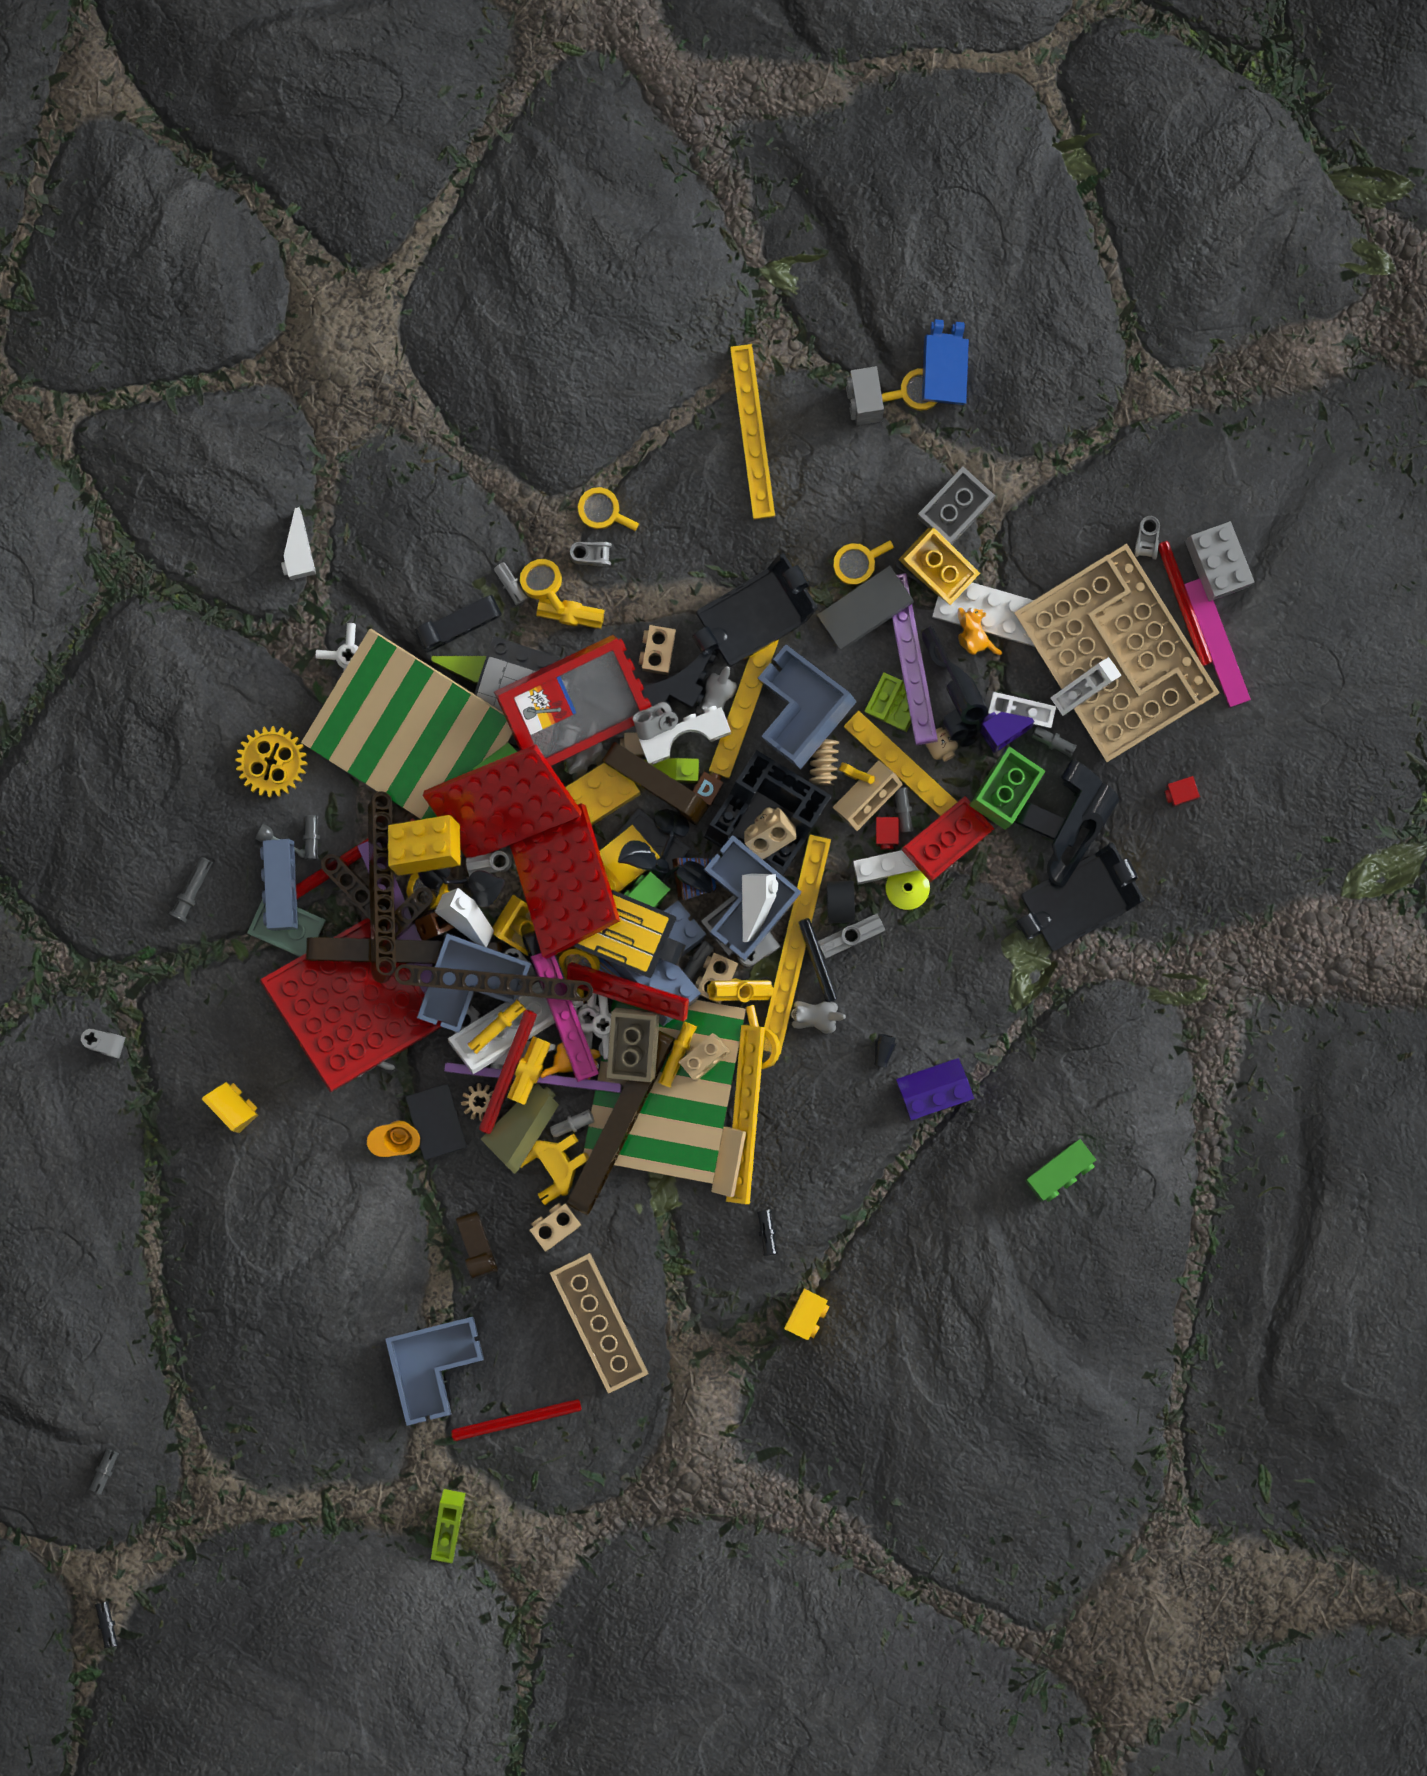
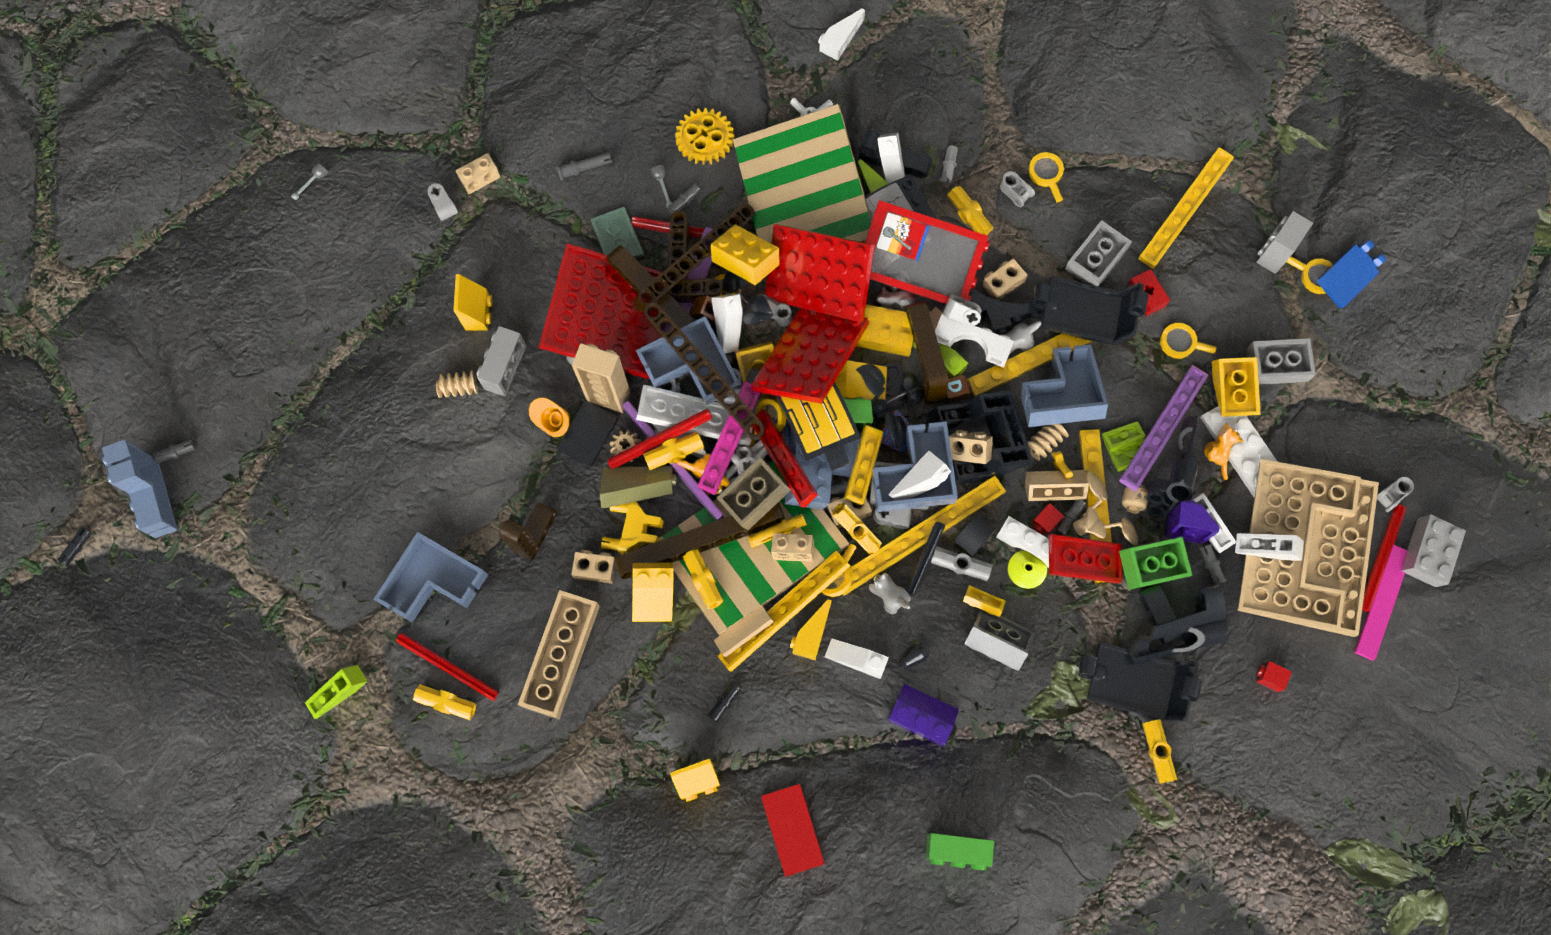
camera: 40 degrees right, 10 degrees down
(108, 986) = (478, 173): none -> tan brick
(115, 1520) = (142, 479): none -> sand blue piece
(280, 884) = (636, 206): sand blue brick -> none
(284, 1186) = (456, 384): none -> tan piece
(304, 1132) = (501, 361): none -> light grey brick
(416, 1069) = (601, 377): none -> tan brick
(460, 632) = (891, 156): none -> white slope
(495, 1027) = (679, 402): yellow pin -> none
(541, 581) = (971, 178): yellow piece -> none
(544, 1448) = (444, 702): none -> yellow piece
(572, 1123) = (669, 513): light grey axle -> none
(624, 1200) = (652, 592): none -> yellow slope
(655, 1152) = (702, 579): none -> yellow piece
(696, 932) = (863, 465): none -> yellow tile
(718, 552) = (1098, 255): none -> light grey brick
(785, 1113) = (810, 635): none -> yellow slope
(802, 543) = (1156, 295): none -> red brick
(838, 1095) = (857, 658): none -> white slope
(865, 608) = (1162, 371): dark grey tile -> none
(898, 949) = (984, 601): none -> yellow plate
(917, 1279) = (792, 830): none -> red tile
(925, 807) = (1092, 524): none -> tan plant
(938, 968) = (1000, 639): none -> dark grey slope
(1158, 949) = (1163, 765): none -> yellow piece

